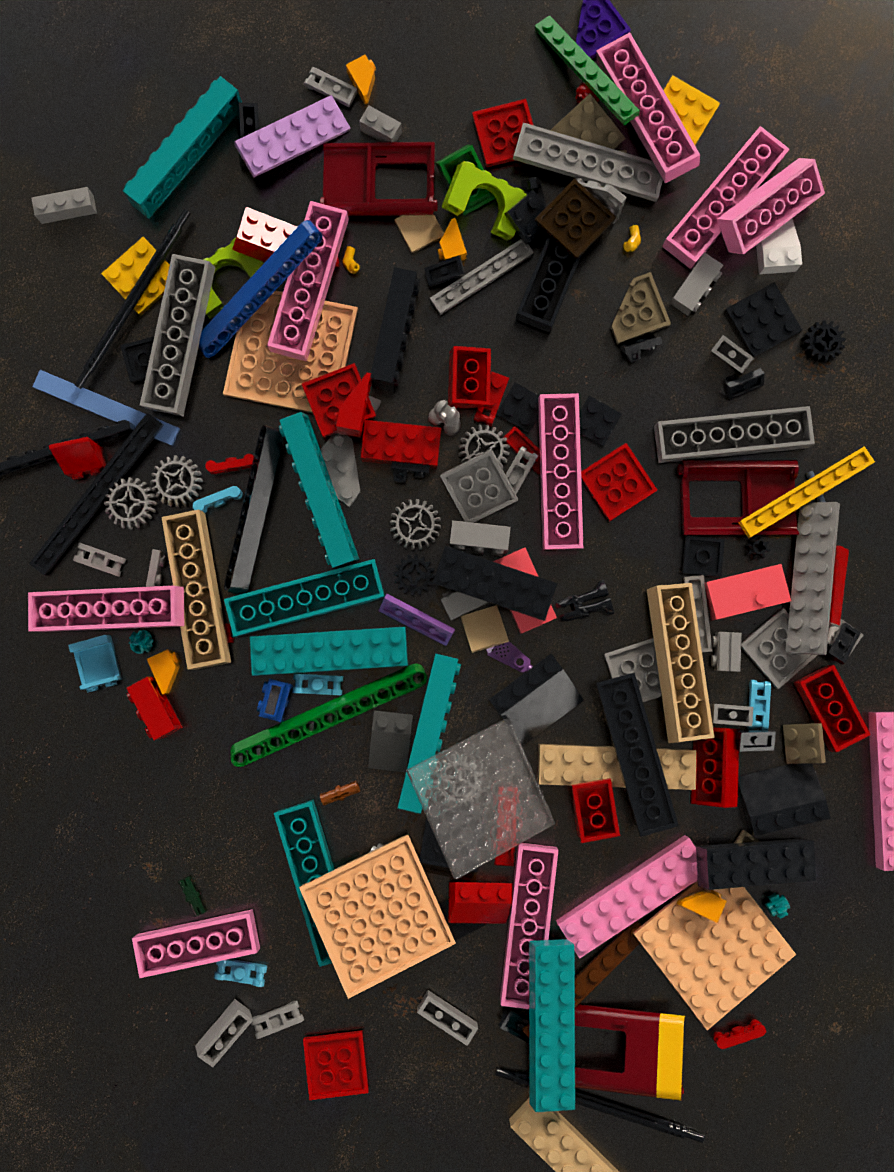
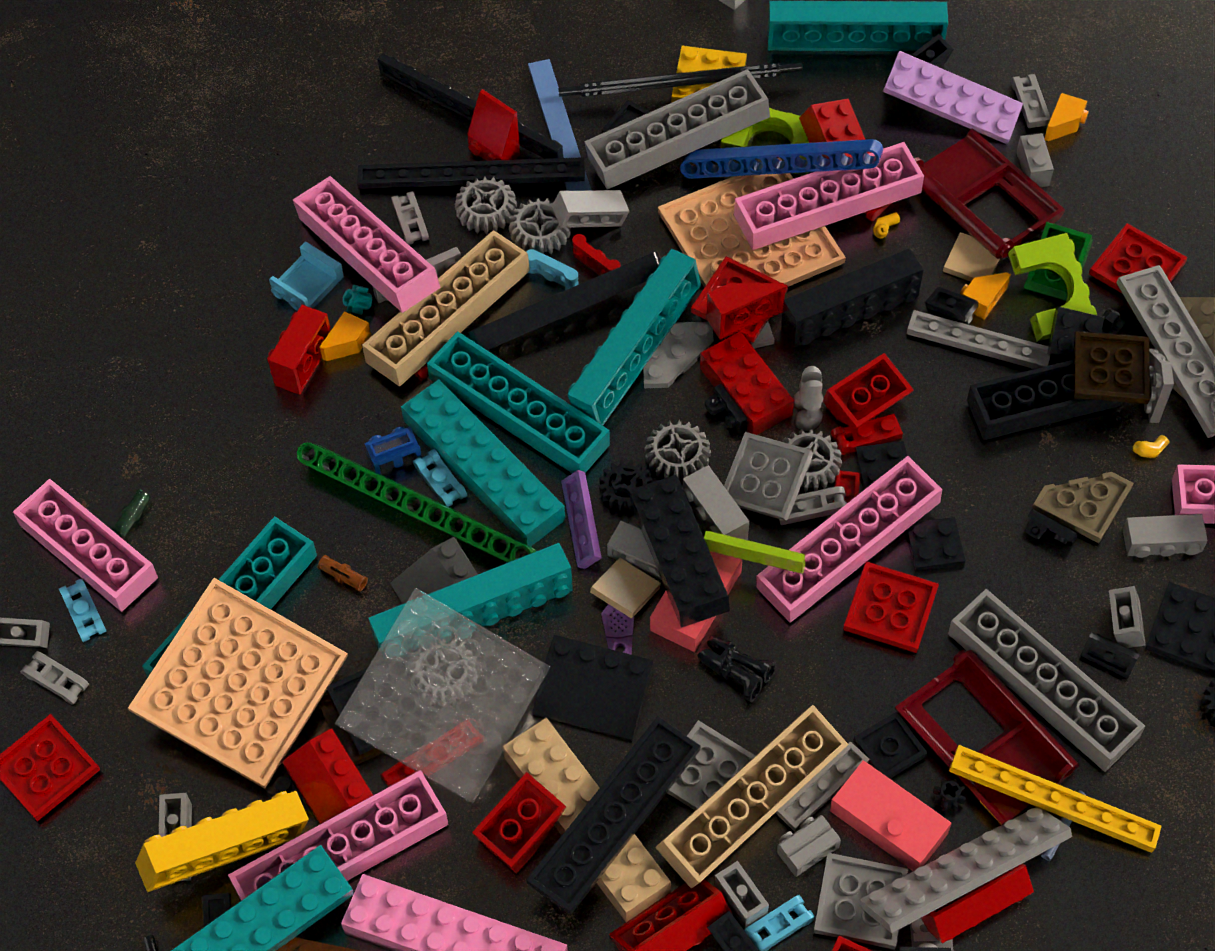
camera: 60 degrees right, 25 degrees down
(191, 440) = (590, 208): none -> light grey brick
(480, 999) = (220, 840): none -> yellow brick
(533, 539) = (755, 552): none -> lime tile

